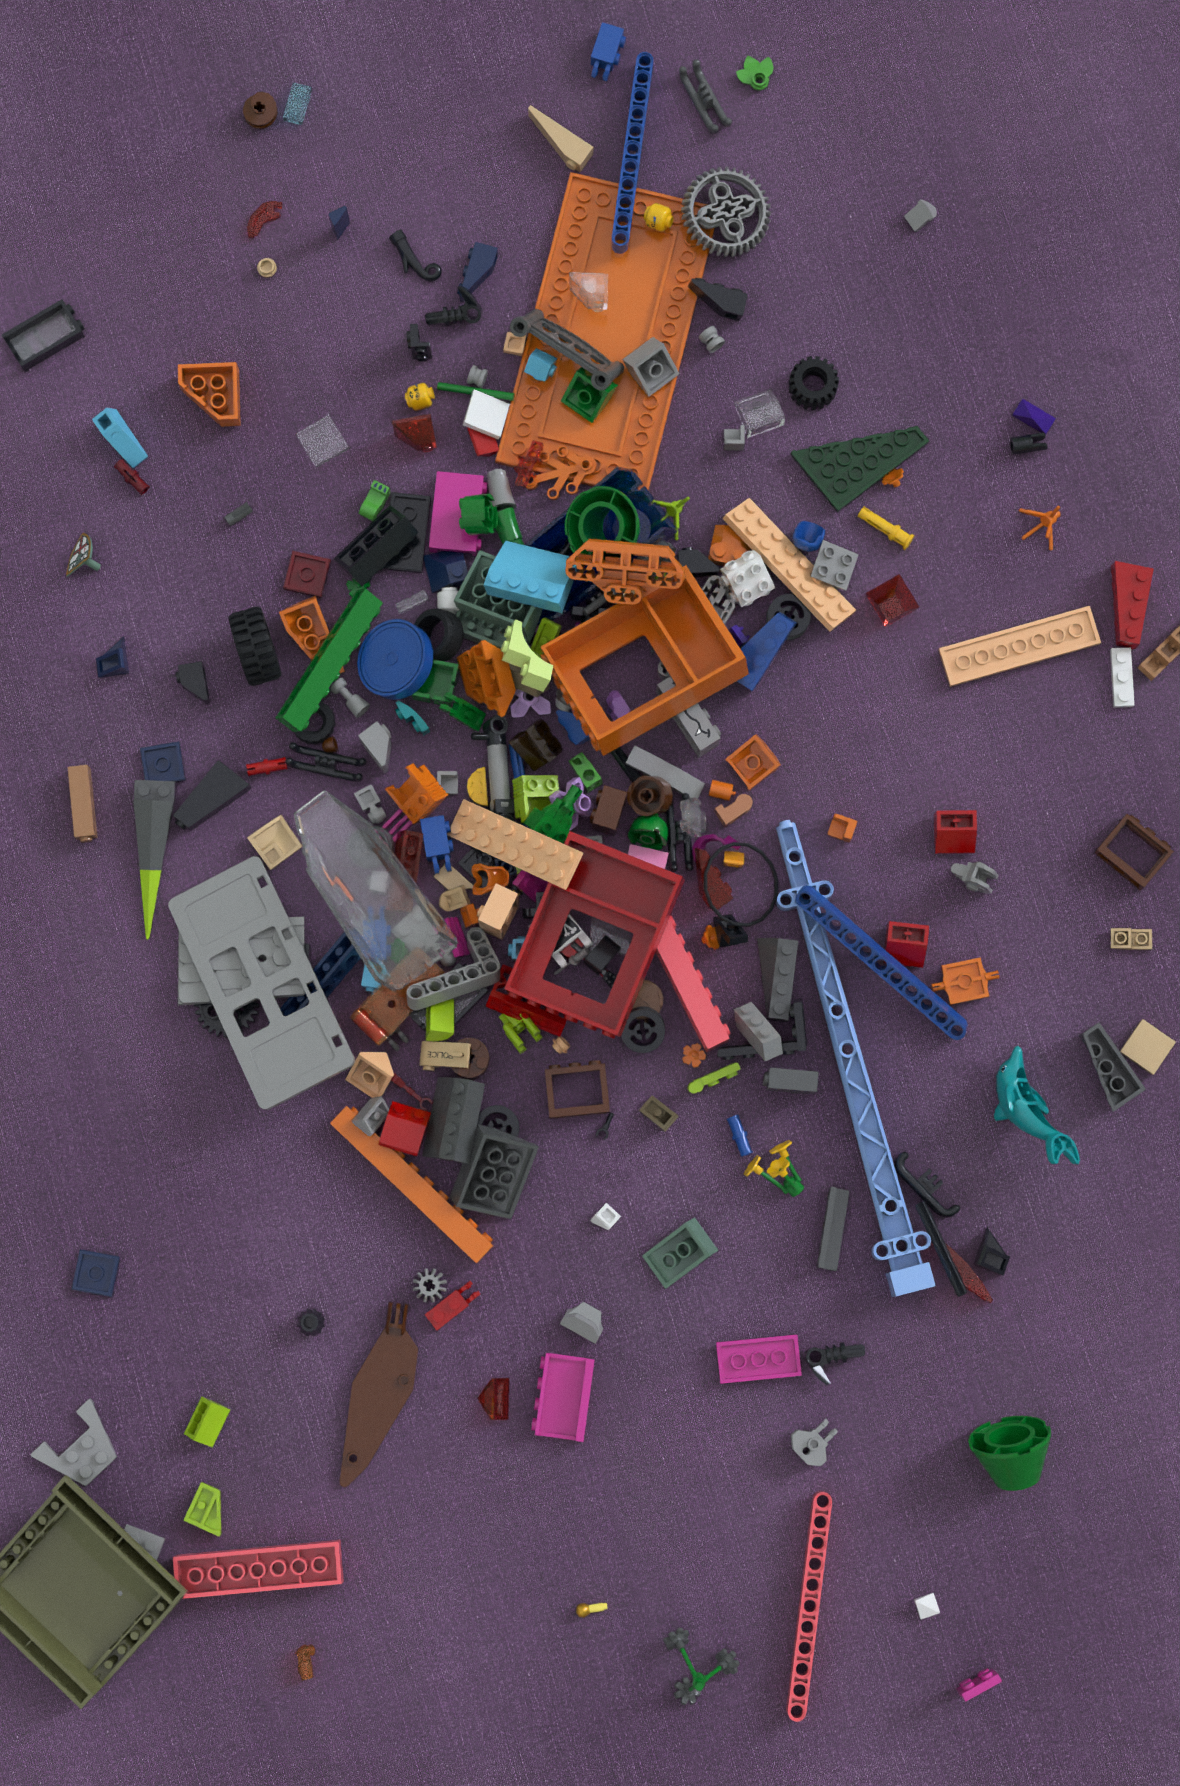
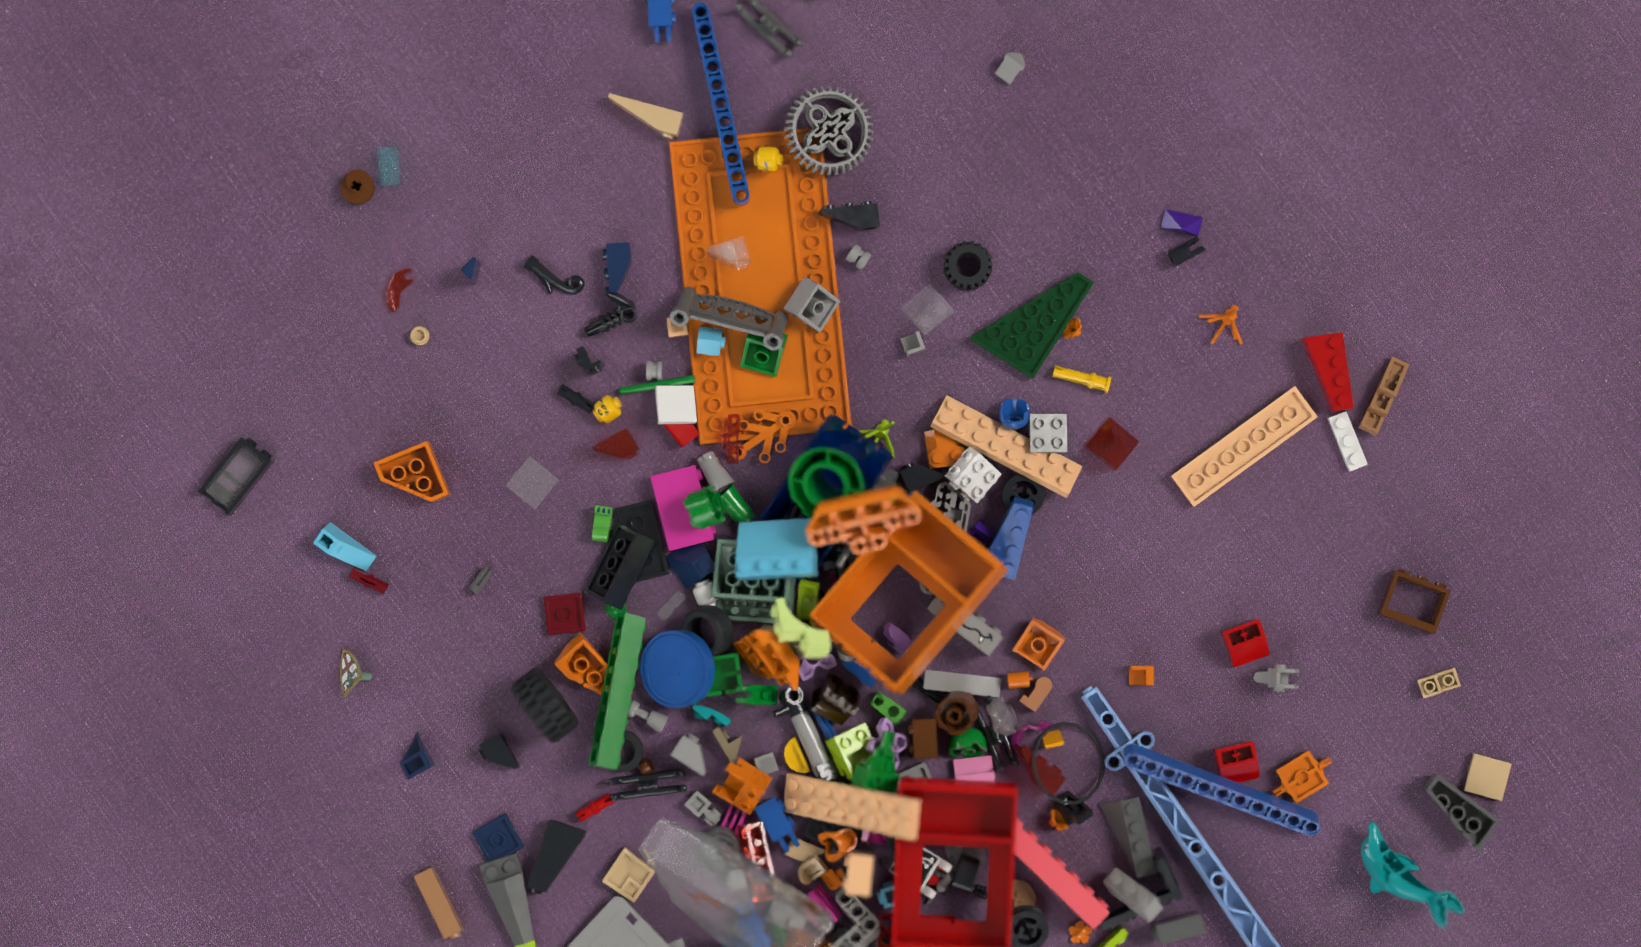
camera: 15 degrees left, 5 degrees up
(392, 376) = (575, 398): none -> black pin
(421, 755) = (732, 748): none -> dark tan slope

